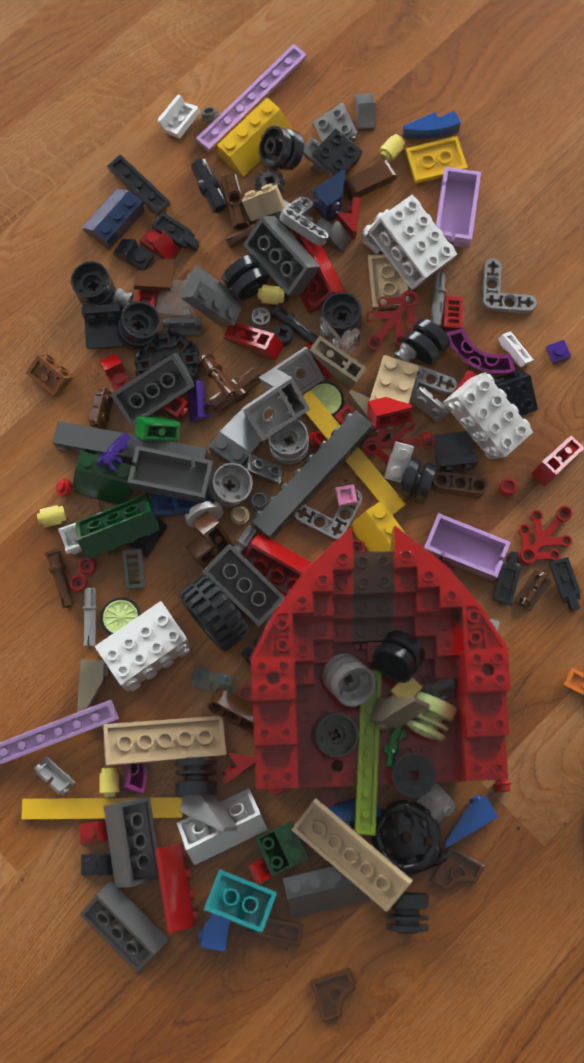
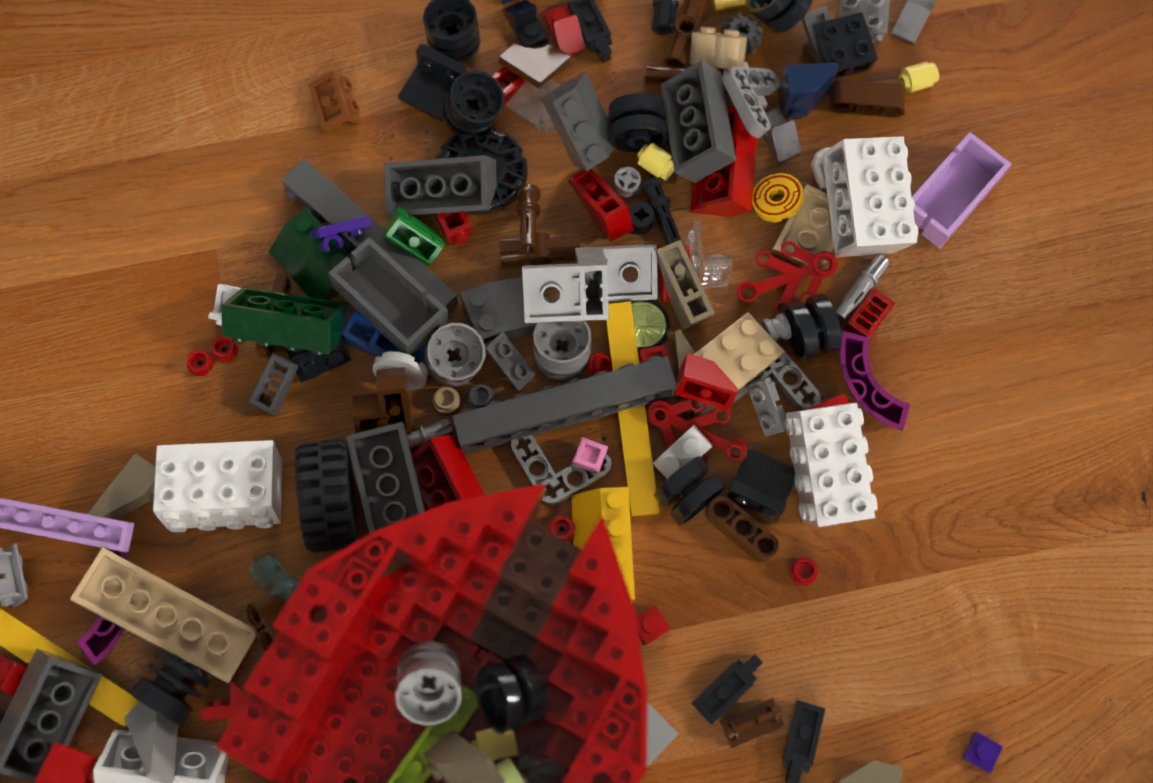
camera: 30 degrees right, 5 degrees down
(51, 516) = (223, 265): light yellow brick -> none
(58, 569) = (187, 331): reddish brown pin -> none
(64, 487) = (260, 240): red plate -> none
(90, 617) = (185, 410): light grey axle -> none
(101, 415) = (362, 183): reddish brown hinge -> none
(109, 782) = (68, 625): light yellow brick -> none
(115, 371) = (413, 141): red slope -> none
(118, 613) = (221, 426): yellowish green wheel -> none
(123, 298) = (478, 62): light grey wheel -> none
(183, 325) = (529, 137): dark grey hinge -> none
(196, 406) = (489, 226): dark purple plate -> none
(343, 726) = (347, 743): pearl dark grey wheel -> none
(345, 307) = (729, 223): black wheel -> none
(350, 220) = (812, 131): red slope -> none
(351, 265) = (774, 185): none -> yellow tile
(430, 159) = (957, 114): yellow plate -> none
(432, 126) = (985, 79): blue slope -> none
(466, 547) = (699, 612): lavender piece -> none
(495, 294) = (938, 324): light grey beam -> none
(517, 351) = (922, 405): white plate -> none
(518, 390) = (890, 458): black bracket -> none
(542, 538) = (808, 665): red plant -> none
(557, 461) = (888, 577): red slope -> none
(558, 352) = (976, 441): dark purple plate -> none

